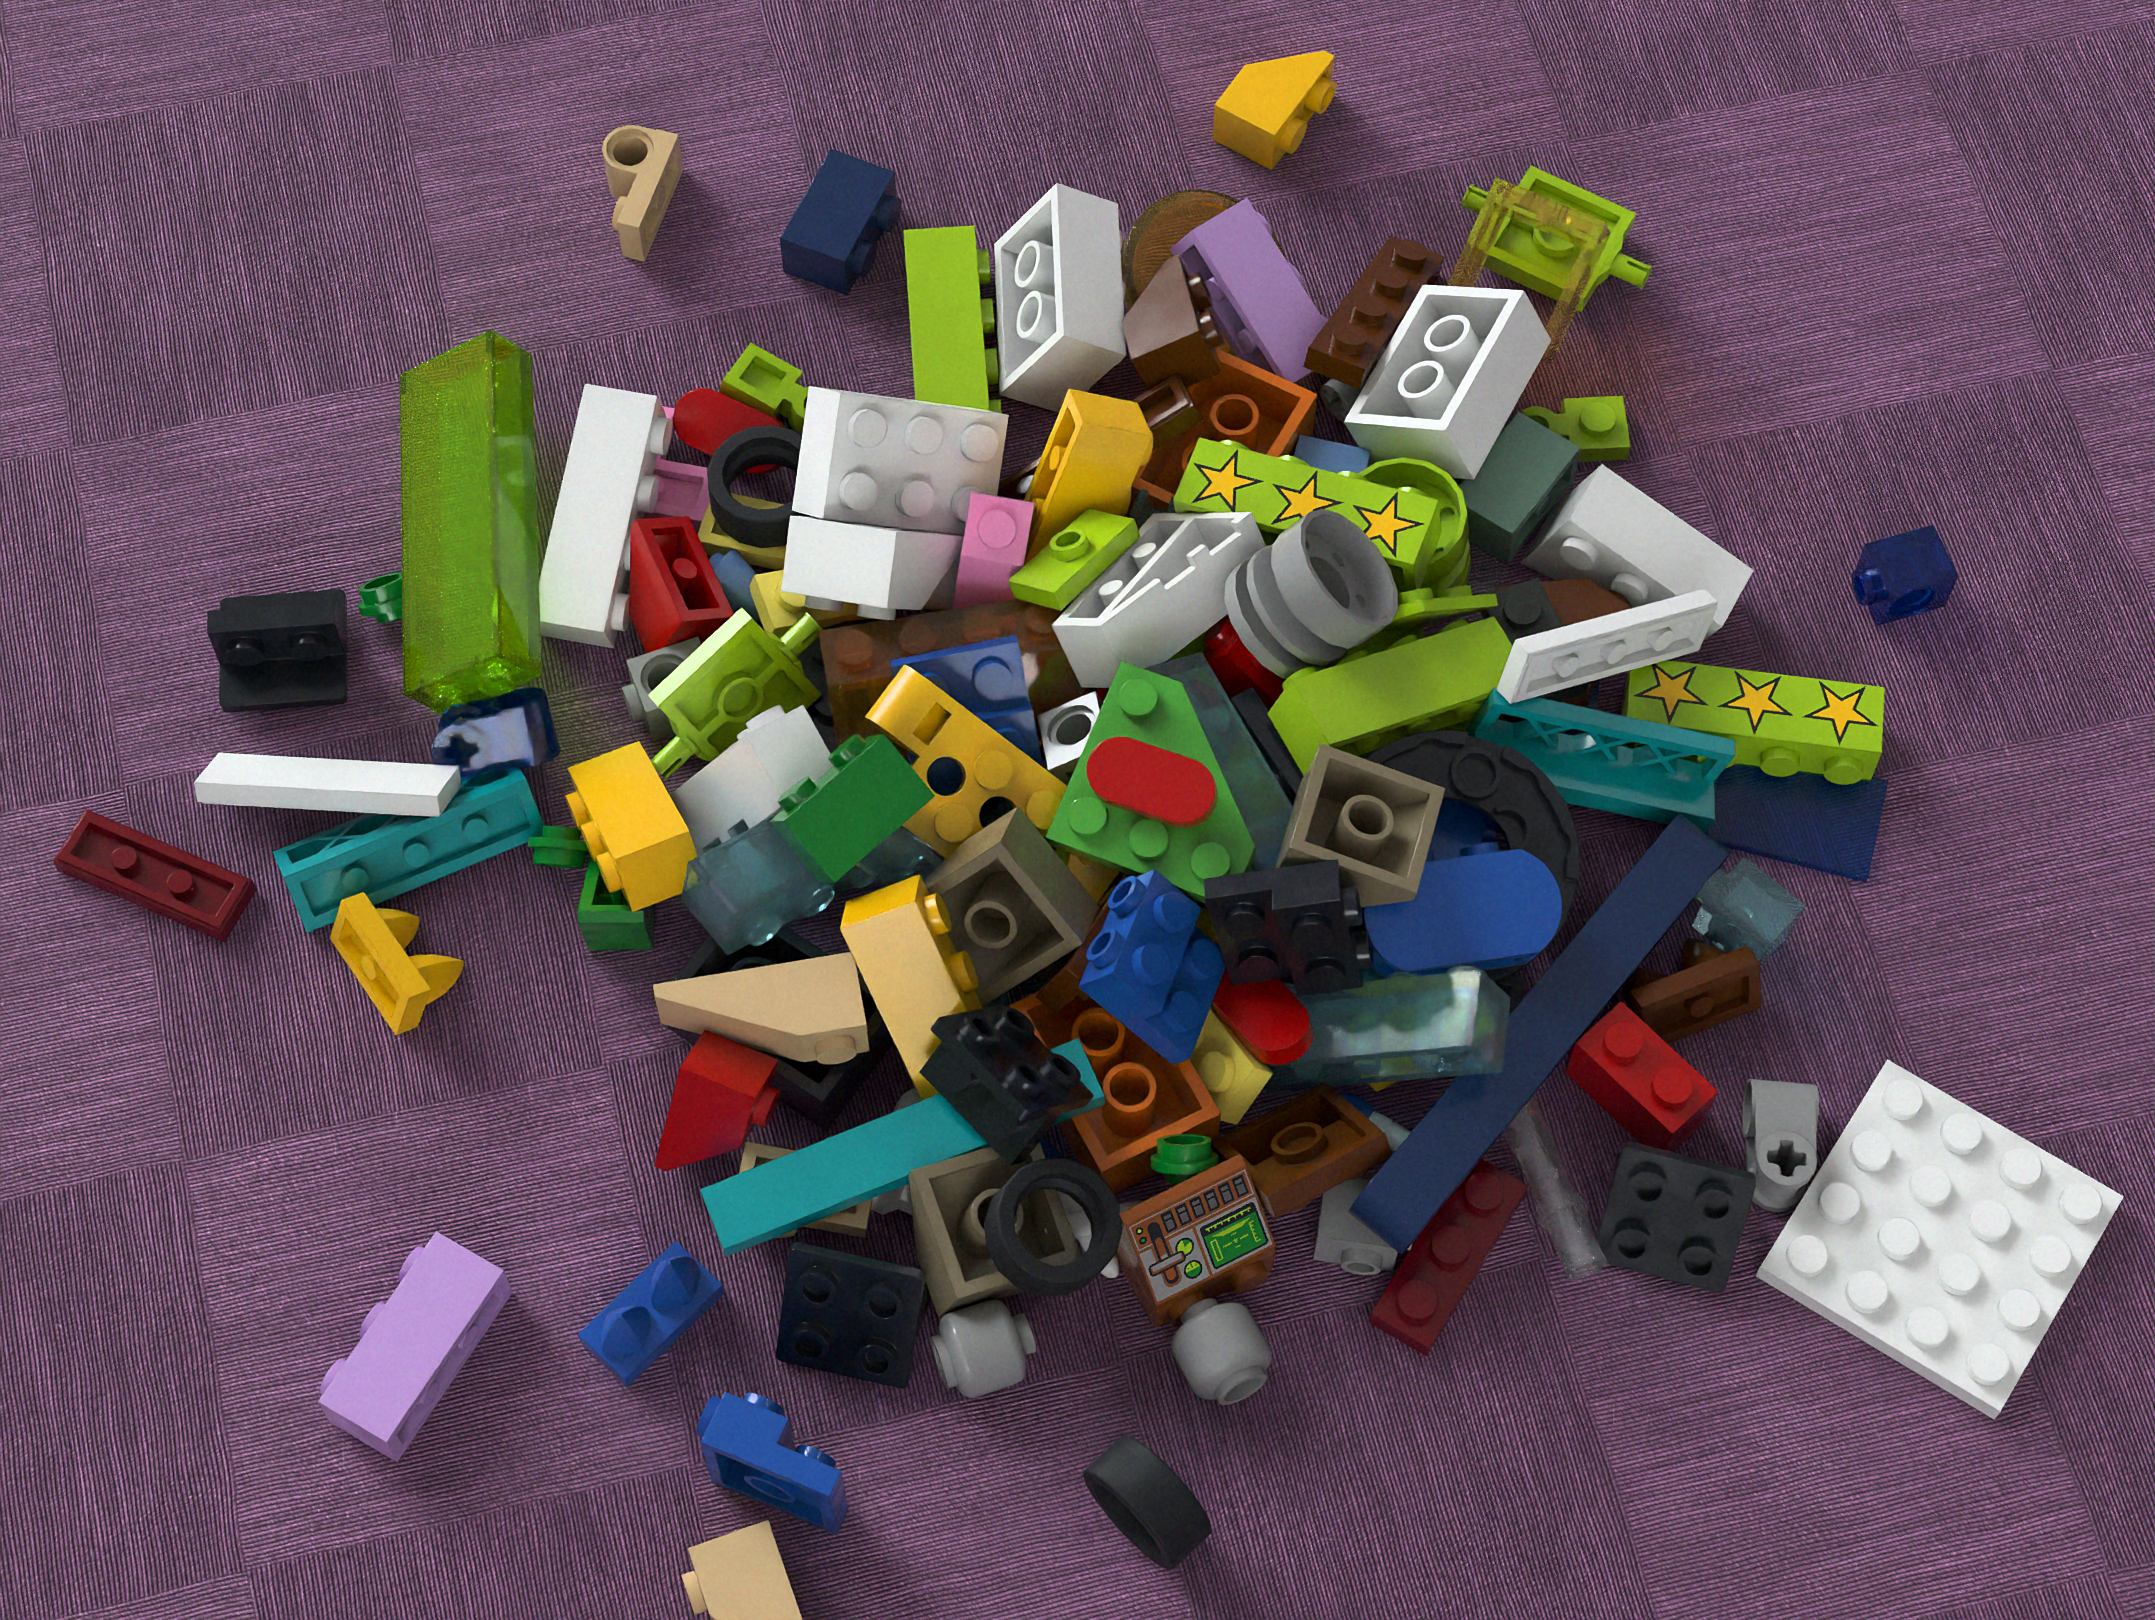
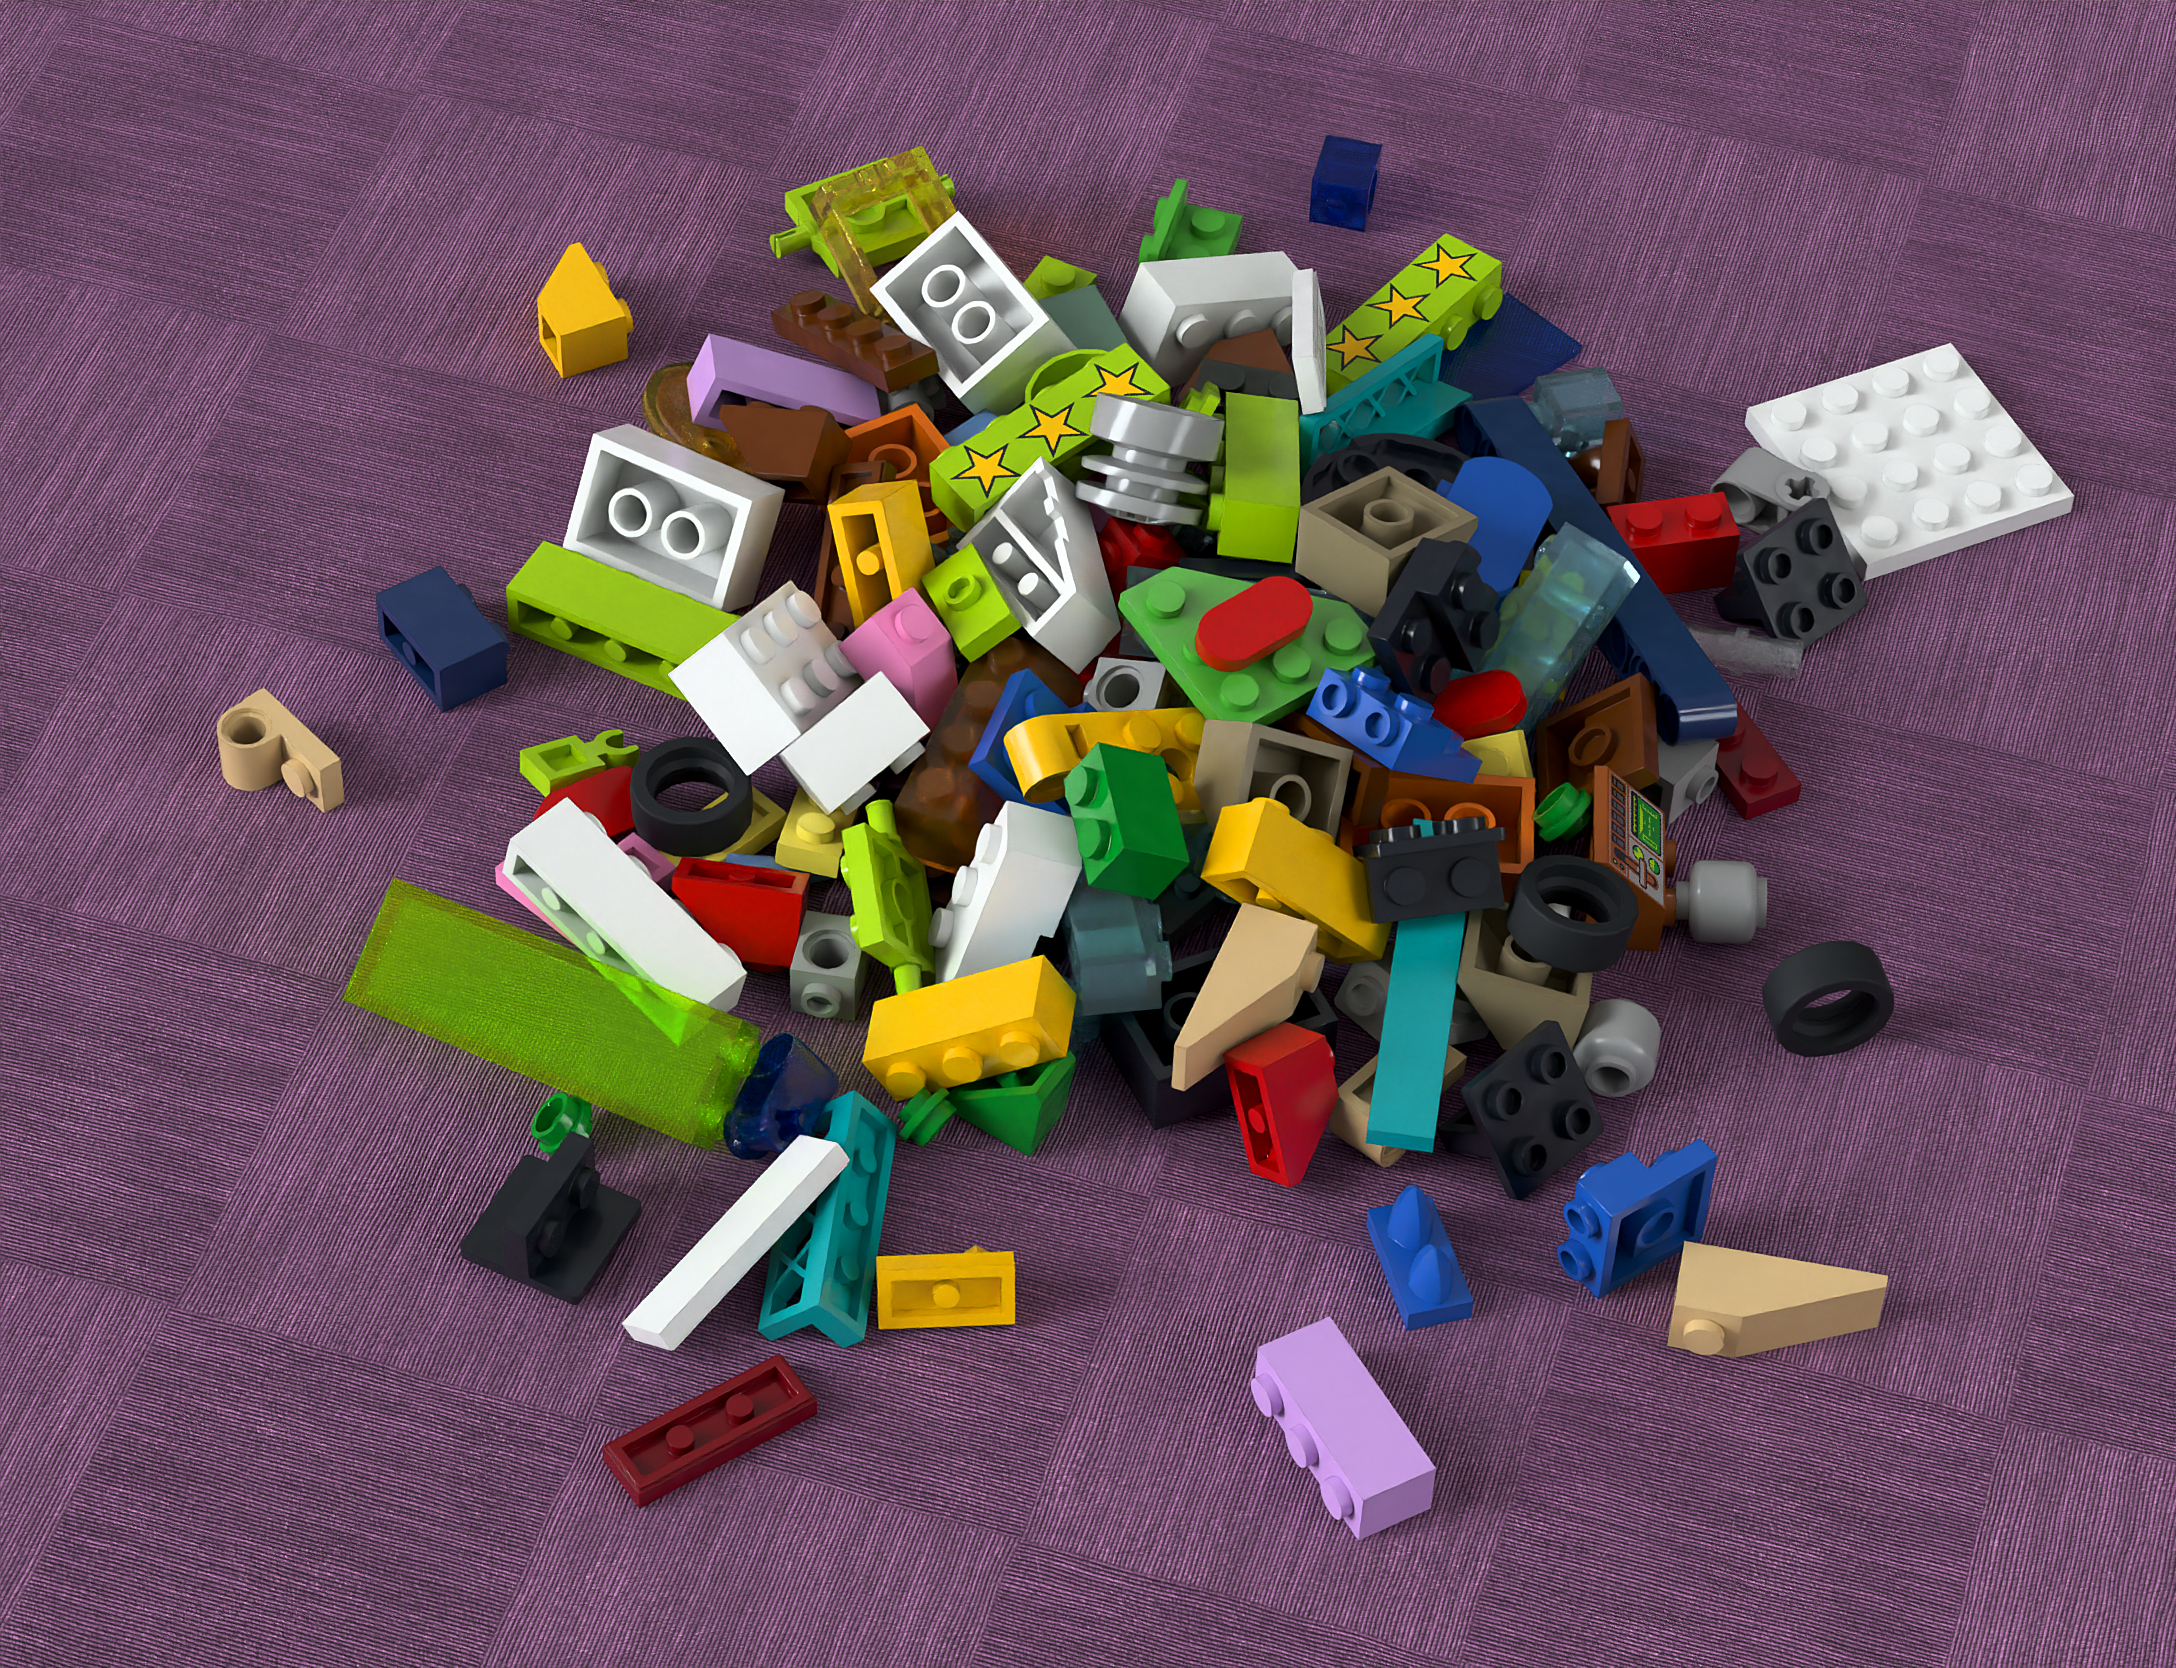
camera: 60 degrees left, 15 degrees down
(1730, 493) = (1189, 230): none -> bright green bracket

